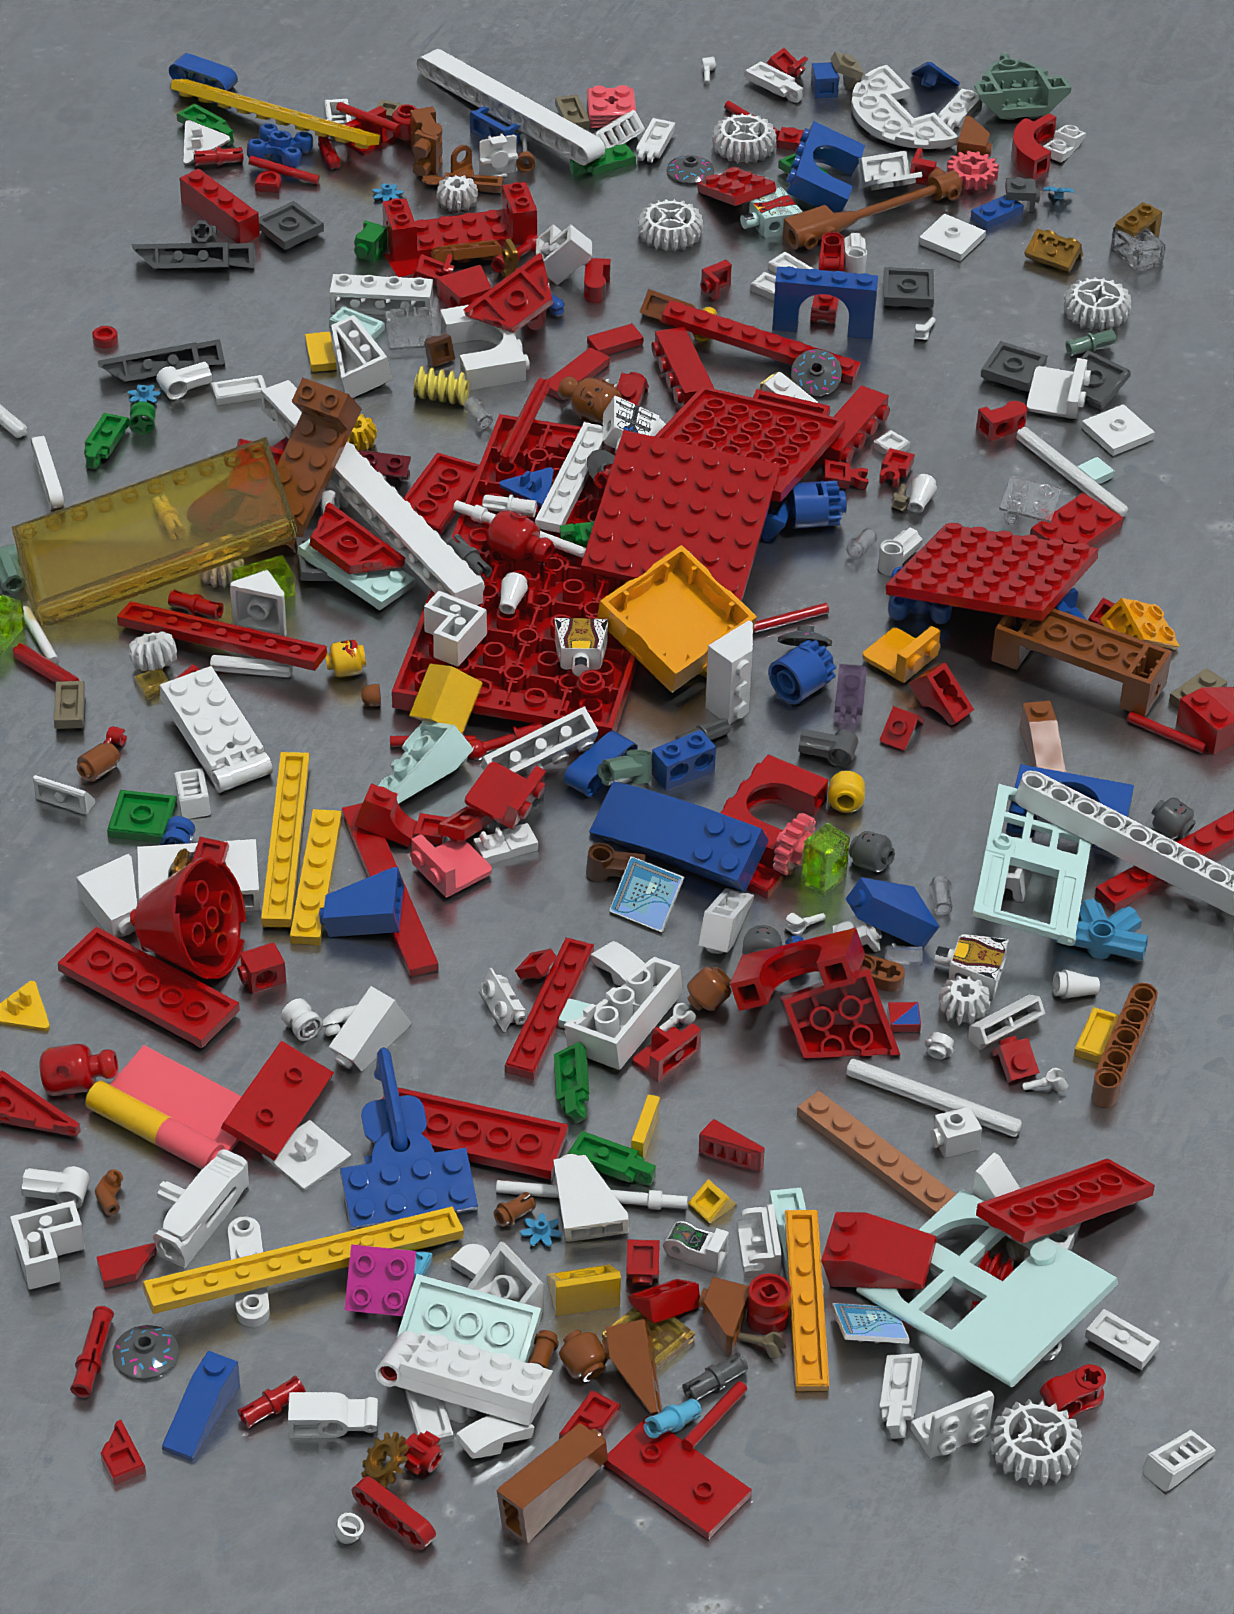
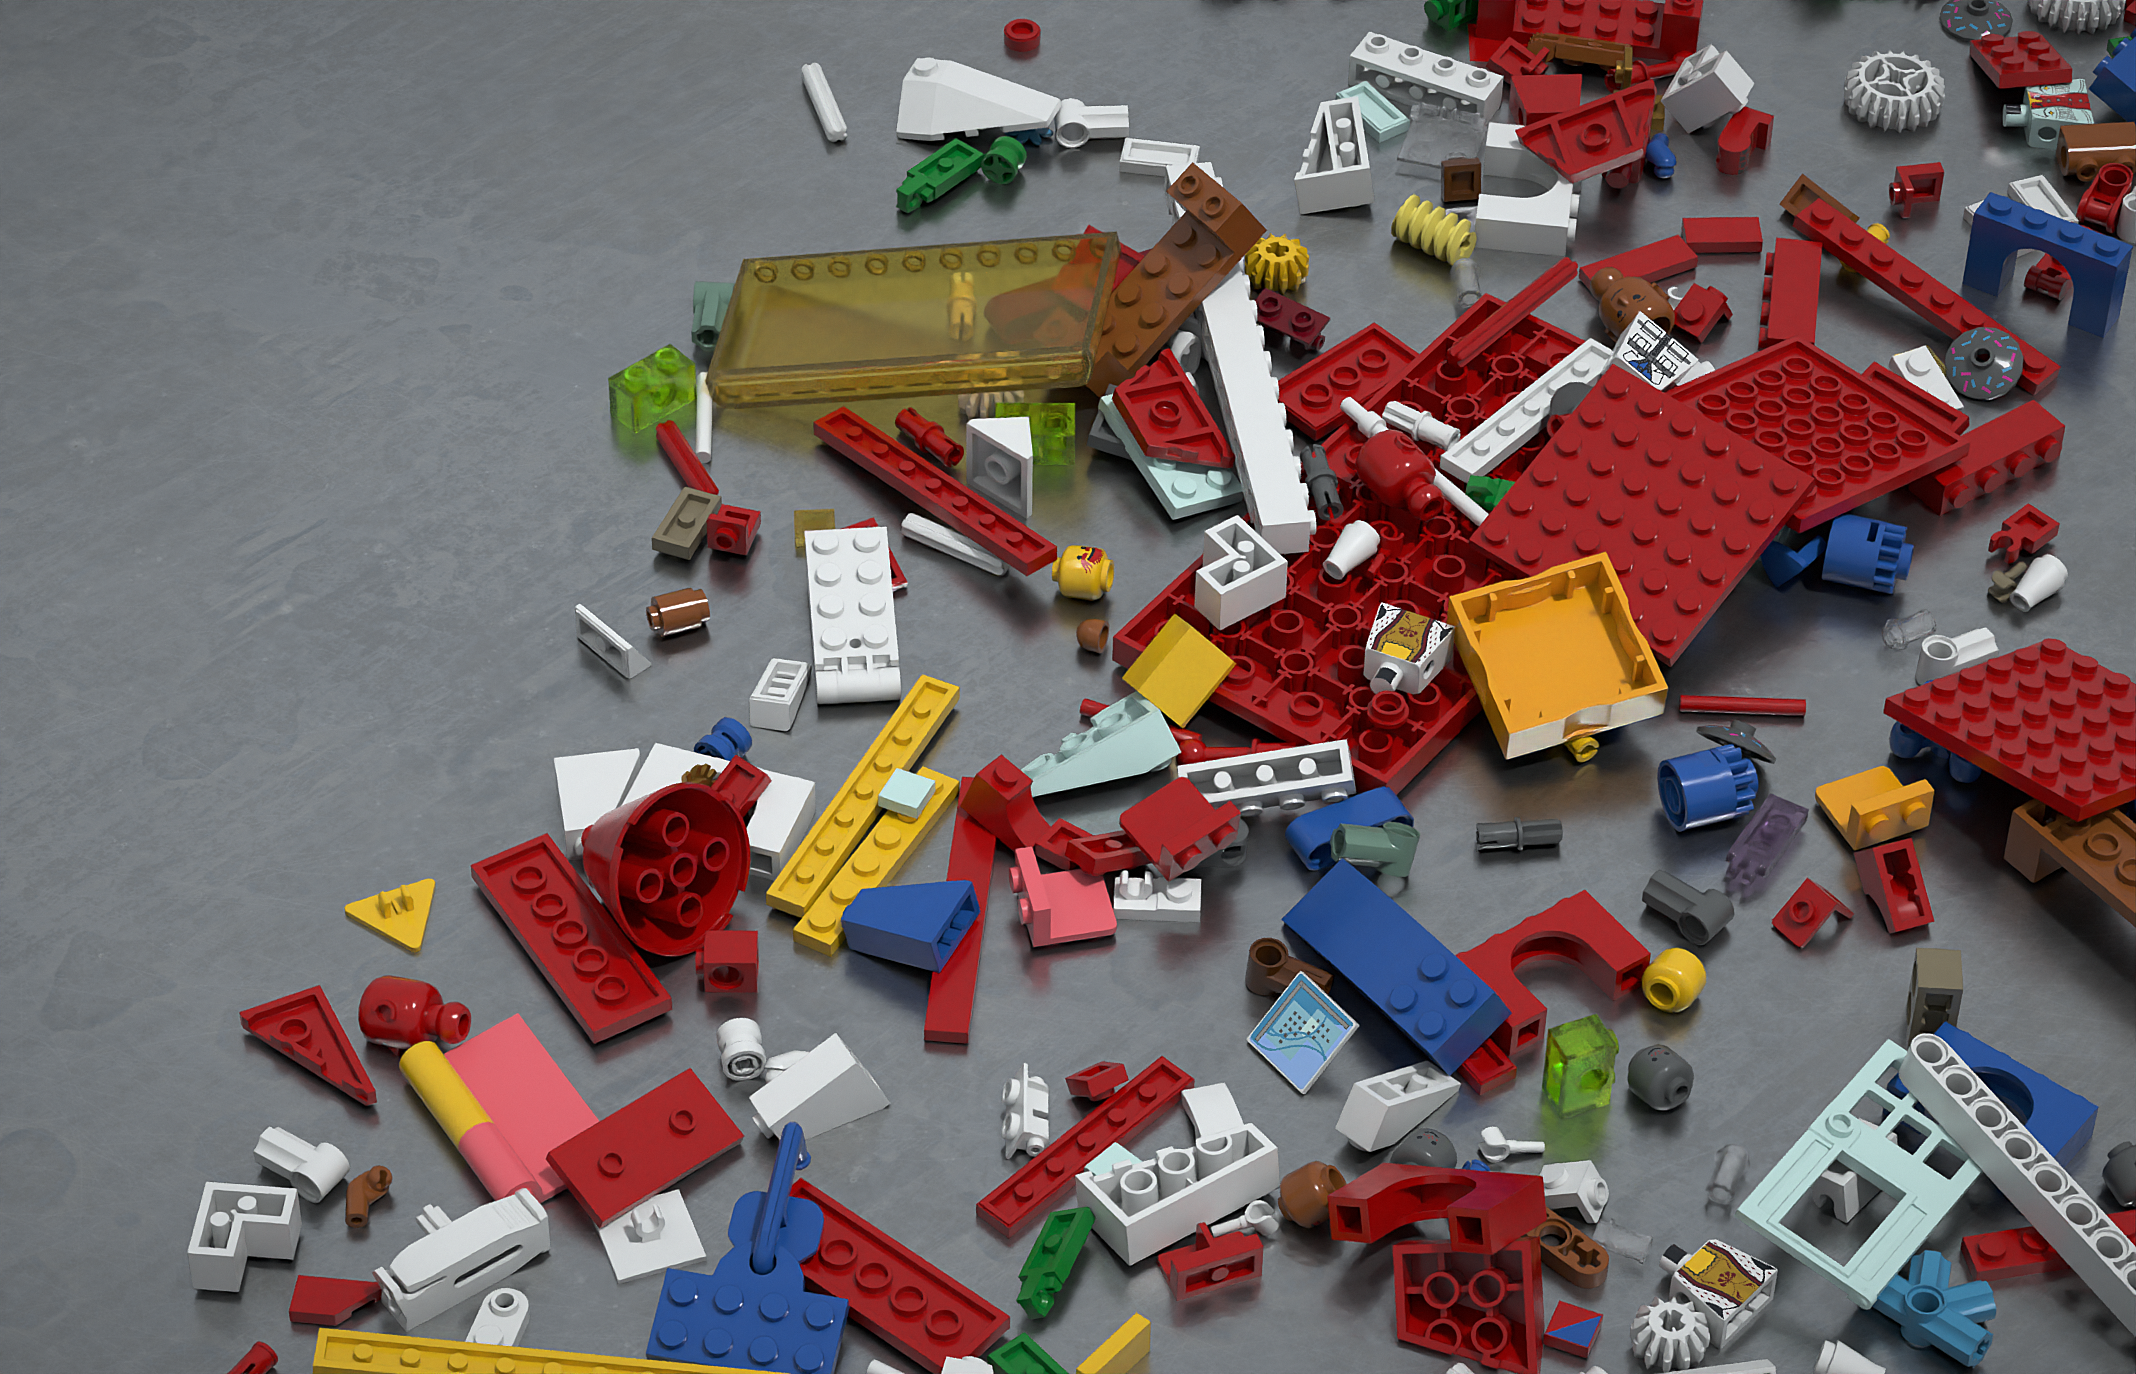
camera: 25 degrees right, 0 degrees up
(47, 472) = (837, 199): white beam -> none
(90, 387) = (956, 98): none -> white wedge
(103, 699) = (732, 529): none -> red bracket
(115, 736) = (723, 584): red hand -> none
(141, 816) = (694, 702): green tile -> none
(149, 363) = (1092, 89): dark grey wedge -> none
(153, 651) = (832, 483): white gear -> none
(316, 828) = (906, 793): none -> light aqua tile
(320, 351) = (1295, 135): yellow tile -> none
(530, 485) = (1469, 406): blue piece -> none
(683, 760) = (1466, 860): blue brick -> none
(730, 673) = (1594, 757): white slope -> none
(790, 843) = (1528, 1037): coral gear -> none
(844, 474) = (1935, 521): red plate -> none
(891, 440) = (2041, 495): white tile -> none
(893, 910) = (1634, 1170): blue slope -> none
(1005, 751) = (1933, 991): none -> dark tan brick
(1042, 735) = (2008, 993): slope -> none

